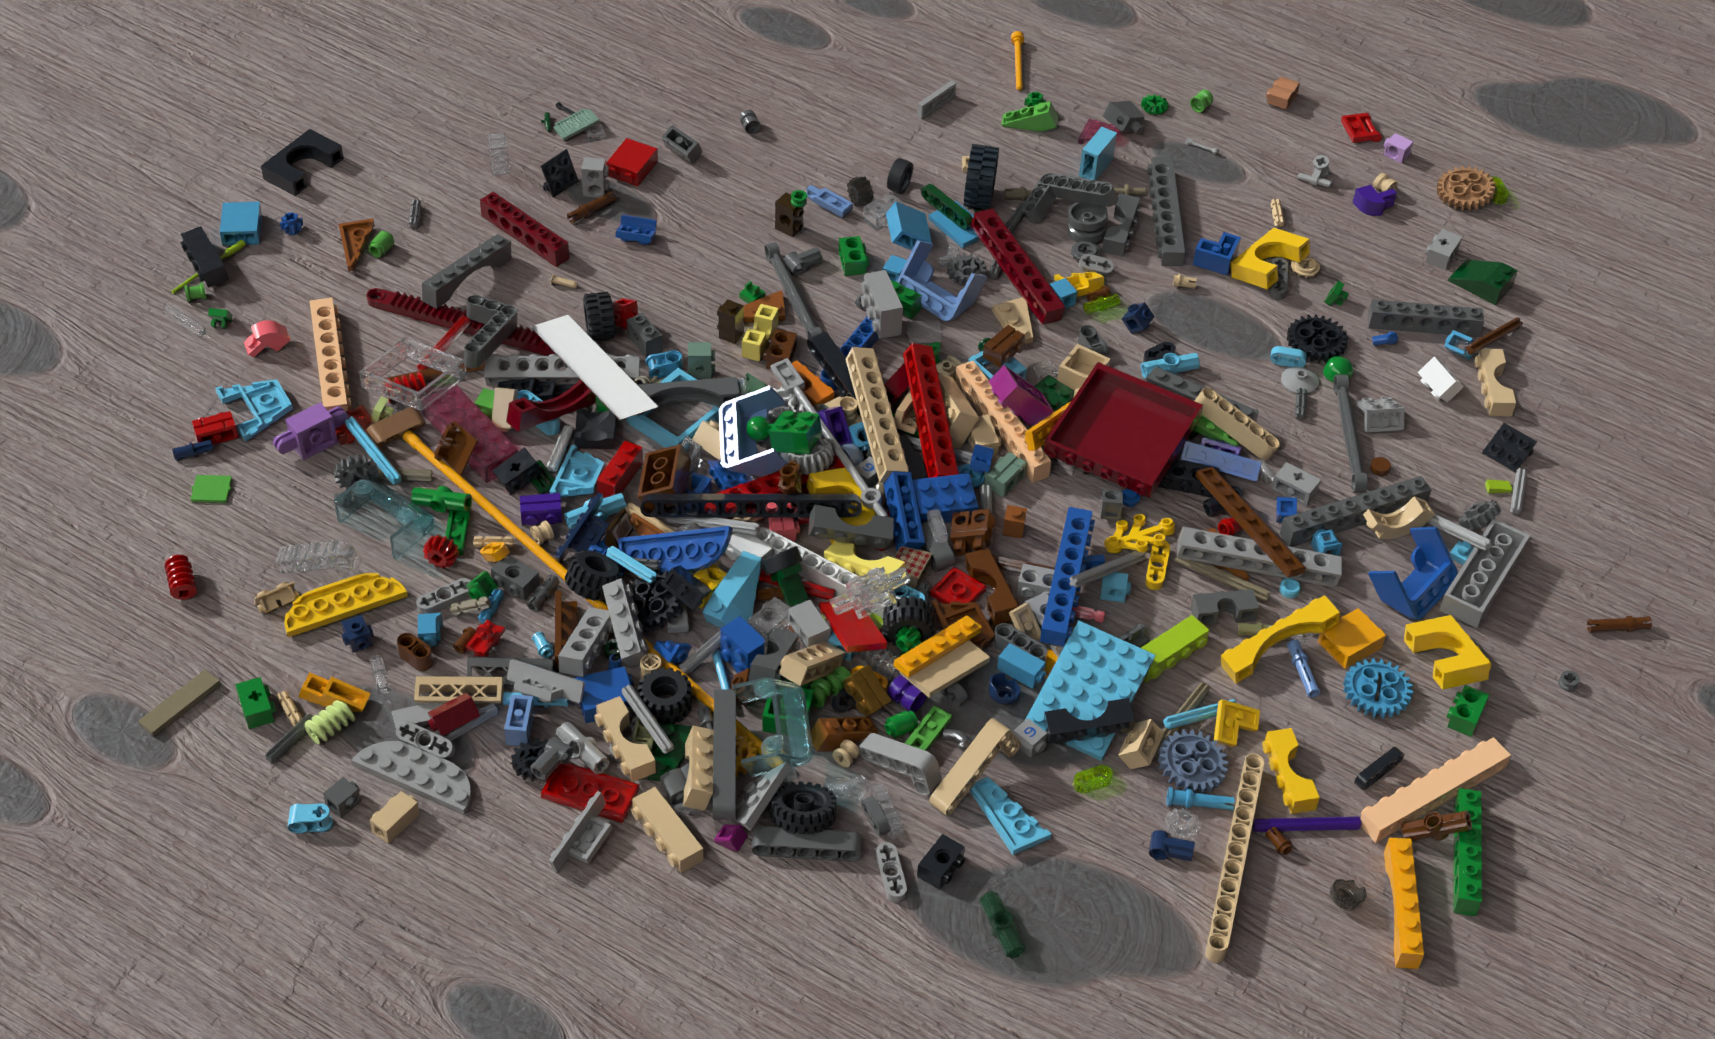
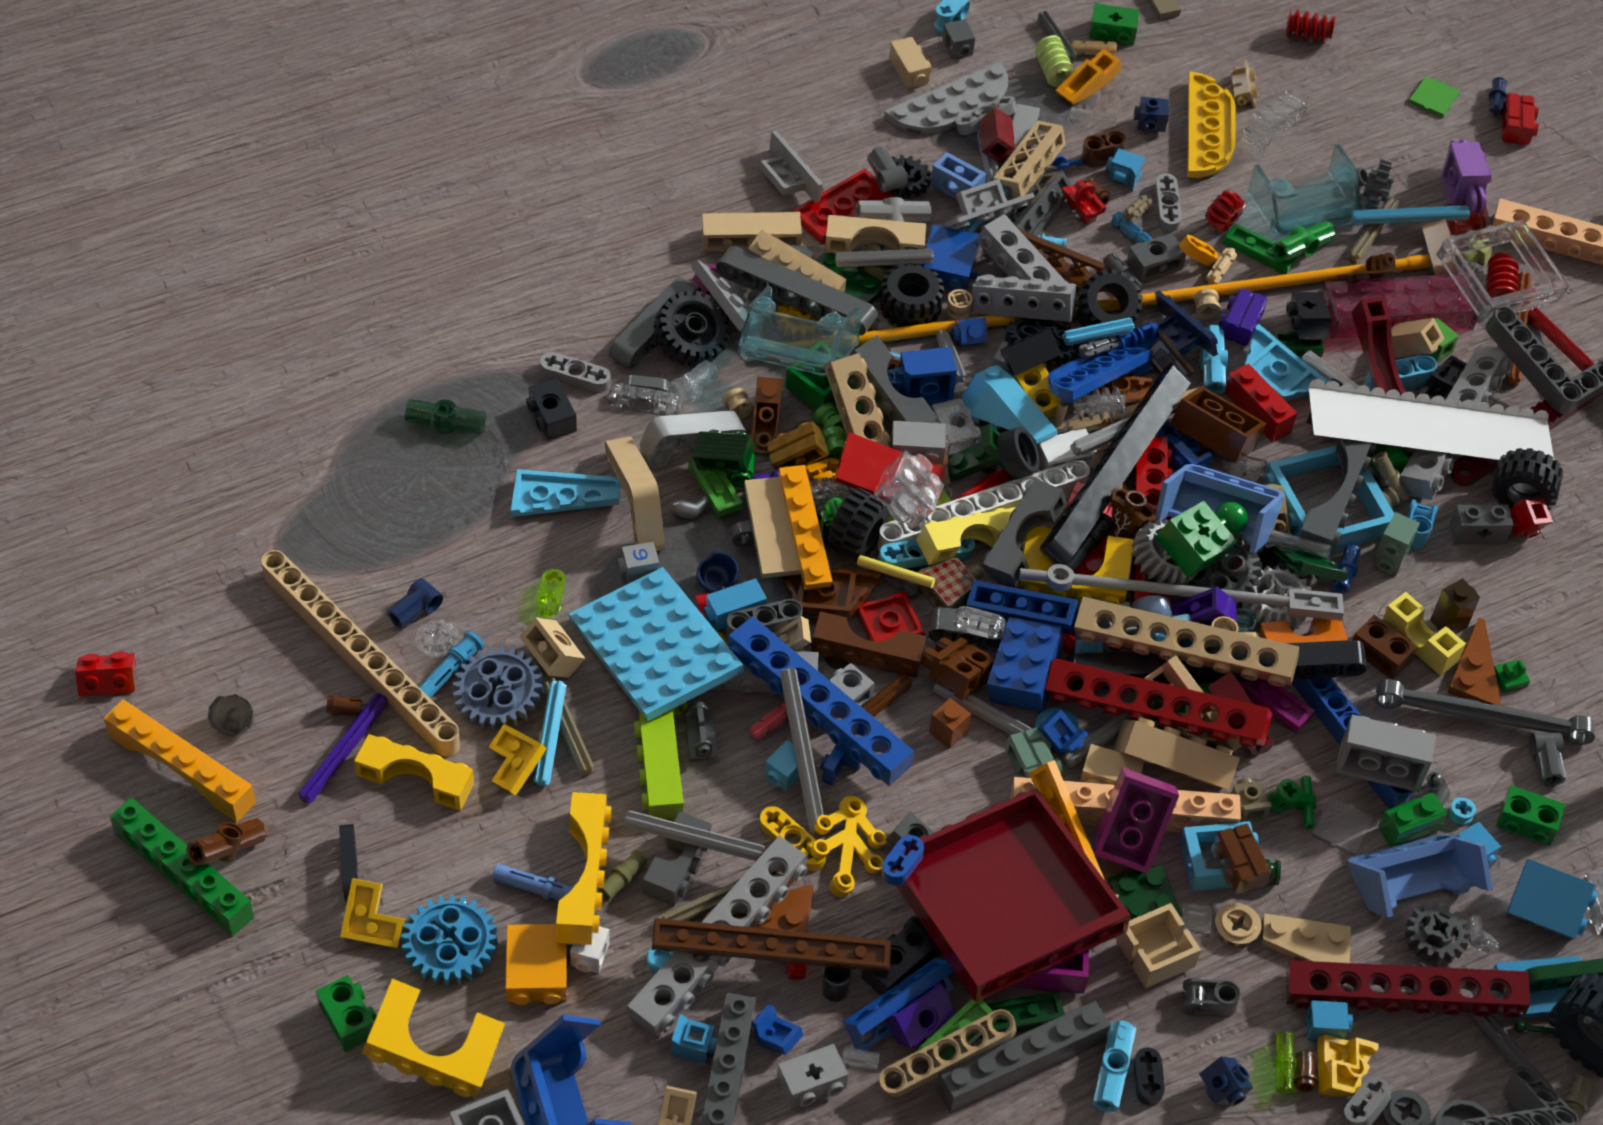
camera: 120 degrees right, 5 degrees up
(265, 401) = (1541, 171): medium azure wing -> none
(448, 671) = (1062, 163): none -> blue hand
(481, 586) = (1155, 222): green bracket -> none
(909, 722) = (723, 451): none -> dark green brick
(927, 584) = (896, 571): none -> light yellow bar
(1030, 691) = (701, 602): none -> red hand
(1040, 351) = (1233, 913): none -> tan gear
(1064, 727) = (619, 580): black arch -> none
(1153, 472) = (897, 856): none -> blue beam
(1212, 594) = (693, 836): none -> light grey axle
(1380, 997) = (105, 674): none -> red bracket
(1403, 731) = (362, 920): none -> yellow plate
(1434, 789) = (278, 900): light nougat brick -> none

